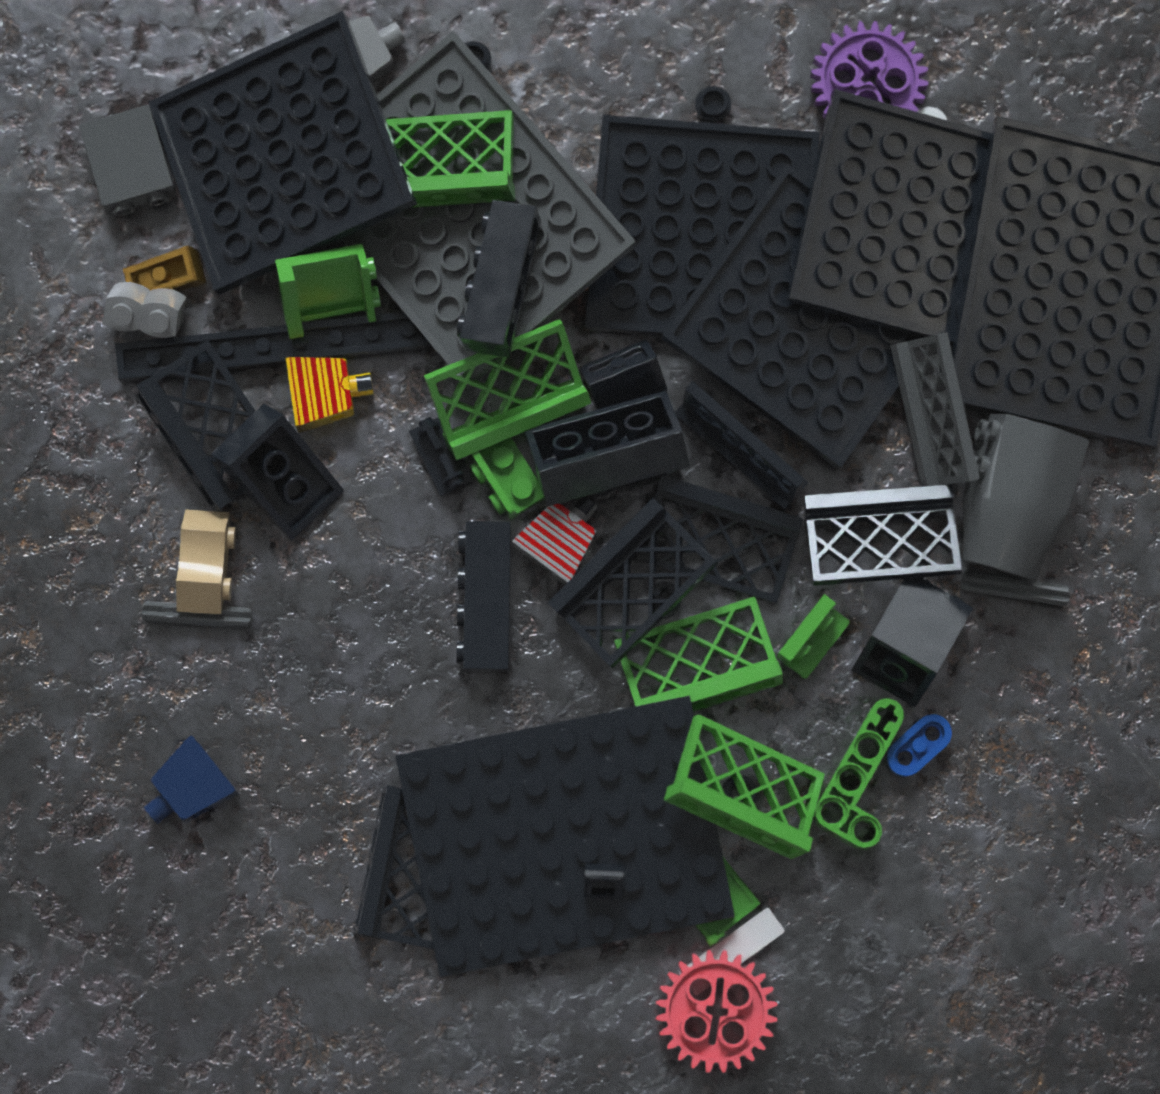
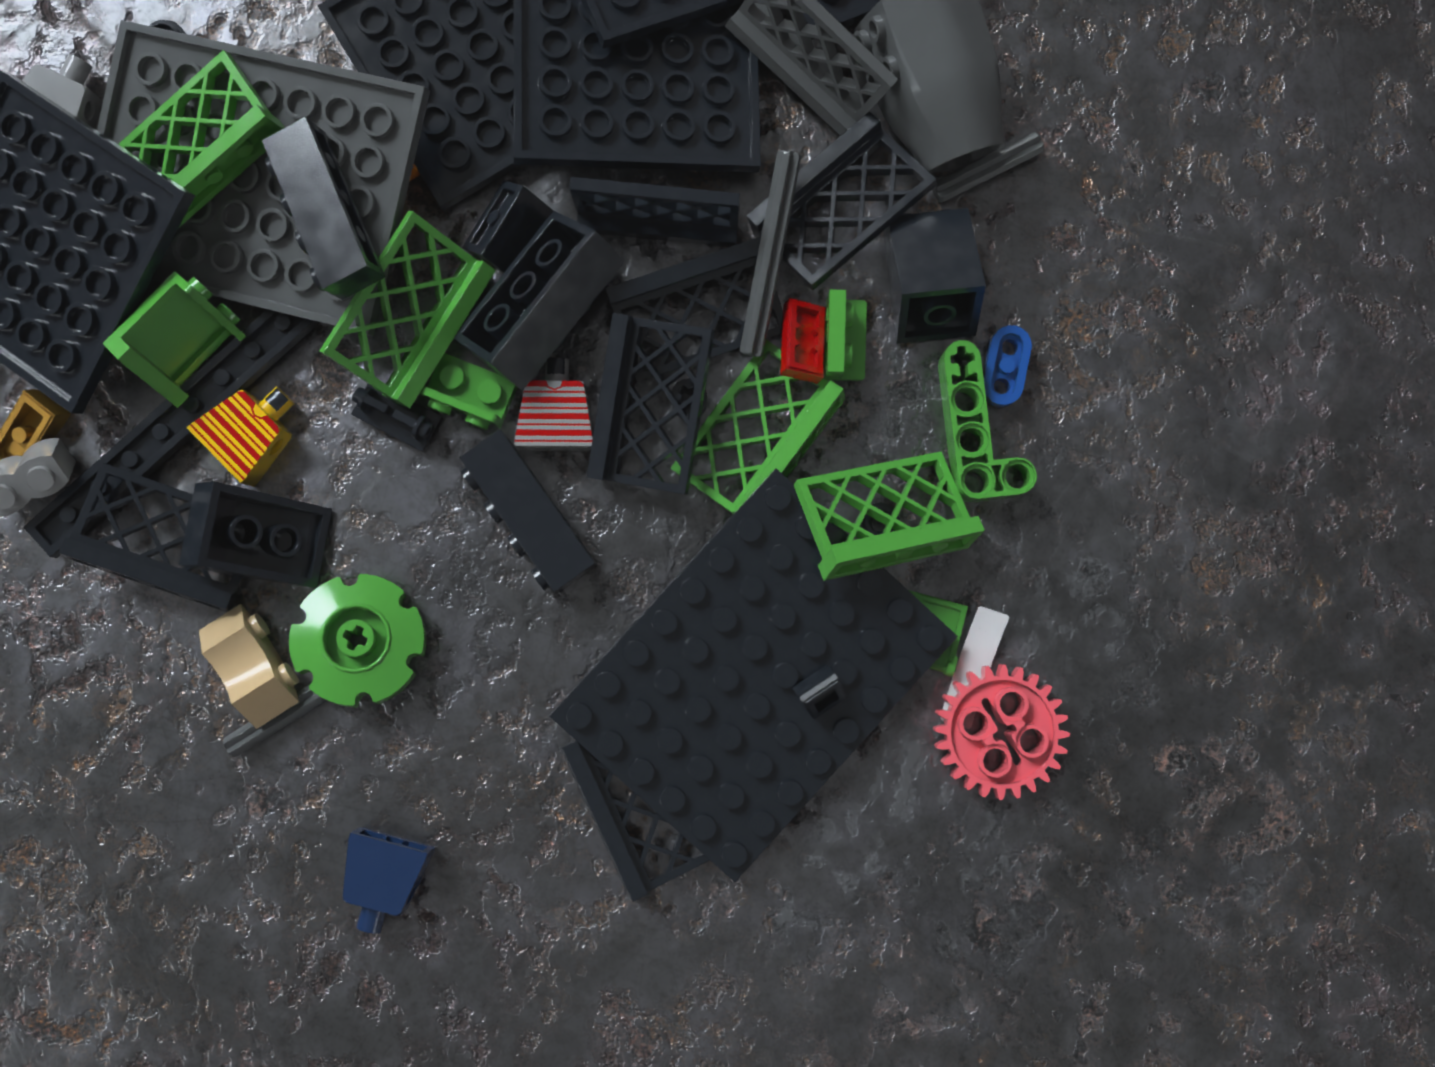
camera: 35 degrees left, 5 degrees up
(298, 572) = (325, 647): none -> bright green piece
(780, 617) = (803, 341): none -> red plate
(800, 536) = (770, 253): none -> dark grey axle

